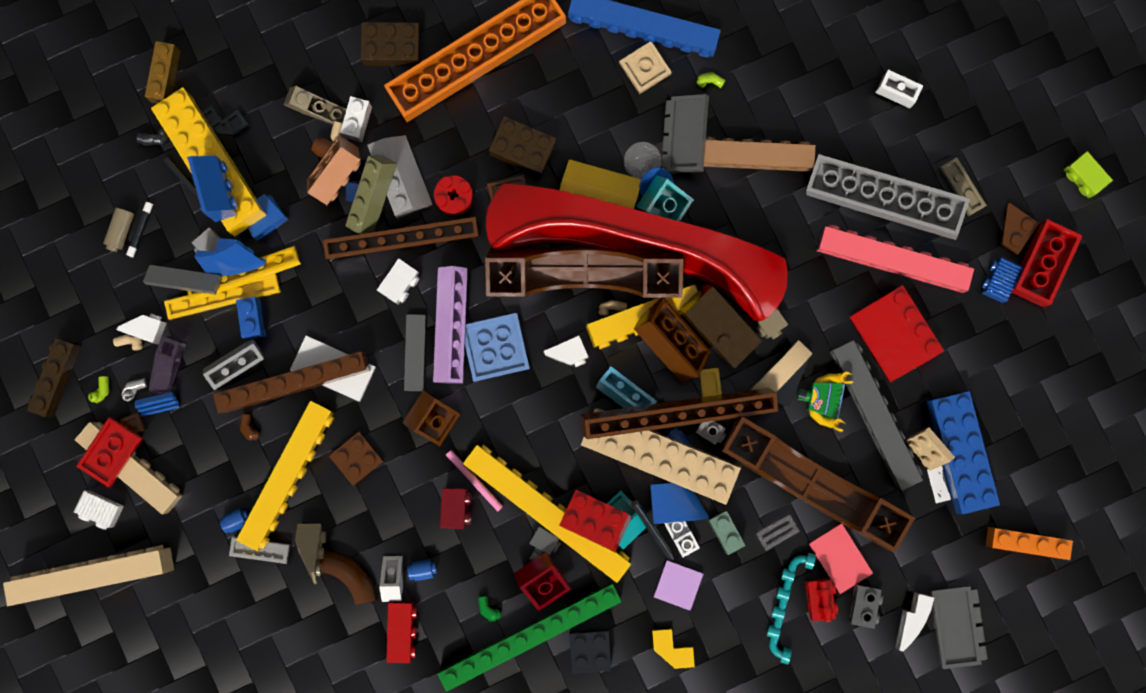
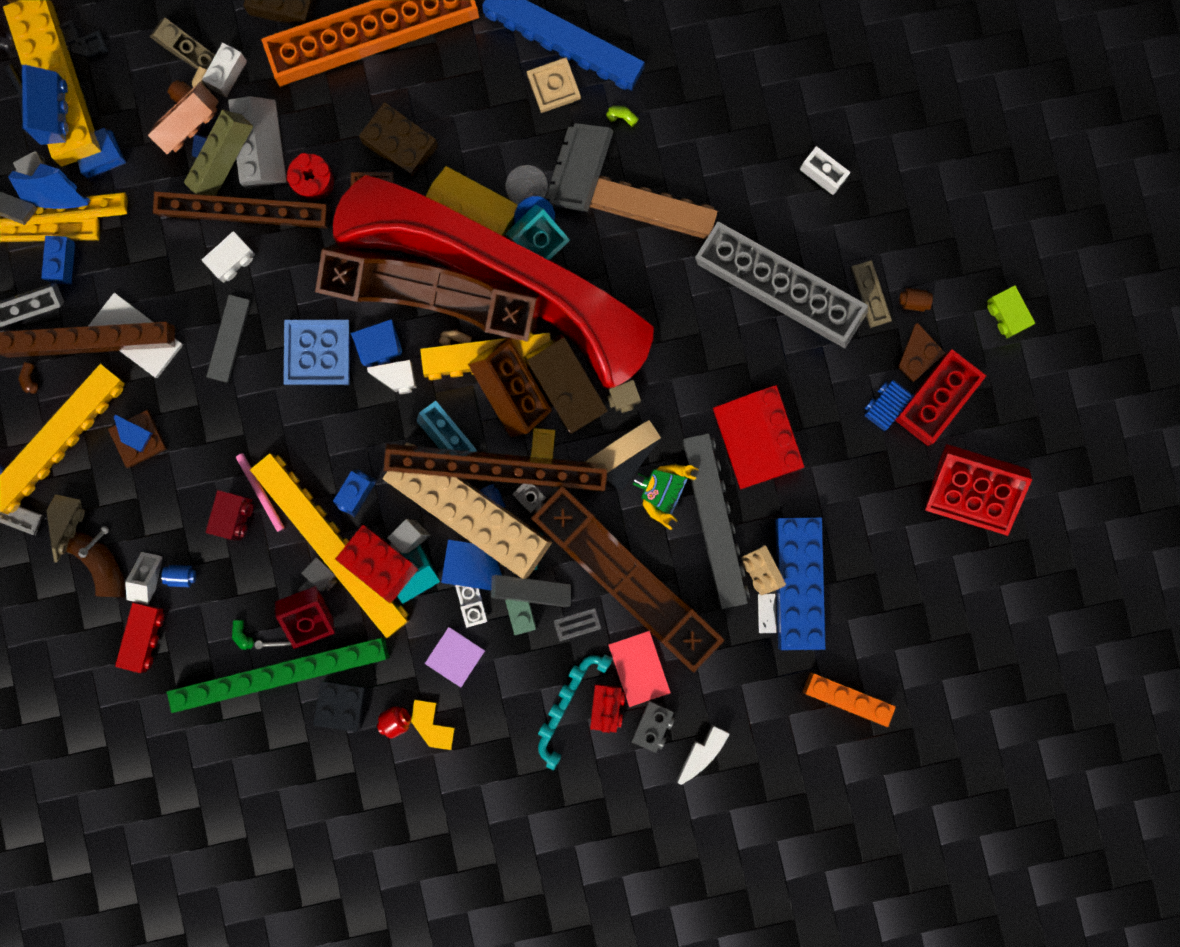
camera: 10 degrees right, 0 degrees up
(336, 569) = (84, 551): none -> light grey hinge
(352, 456) = (132, 434): none -> blue tile
(431, 418) = (228, 413): reddish brown slope -> none
(450, 325) = (272, 316): lavender brick -> none
(505, 613) = (260, 644): none -> light grey hinge
(546, 328) = (377, 344): none -> blue torso
(557, 462) = (354, 492): none -> blue torso
(615, 490) = (408, 536): none -> light grey slope
(639, 654) = (393, 722): none -> red head
(652, 530) = (438, 589): black bar -> none
(733, 513) = (530, 591): none -> dark grey tile
(895, 259) = (776, 356): coral brick -> none
(956, 627) = (748, 773): dark grey hinge -> none
(1003, 182) = (916, 299): none -> reddish brown brick
(1096, 335) = (978, 489): none -> red slope

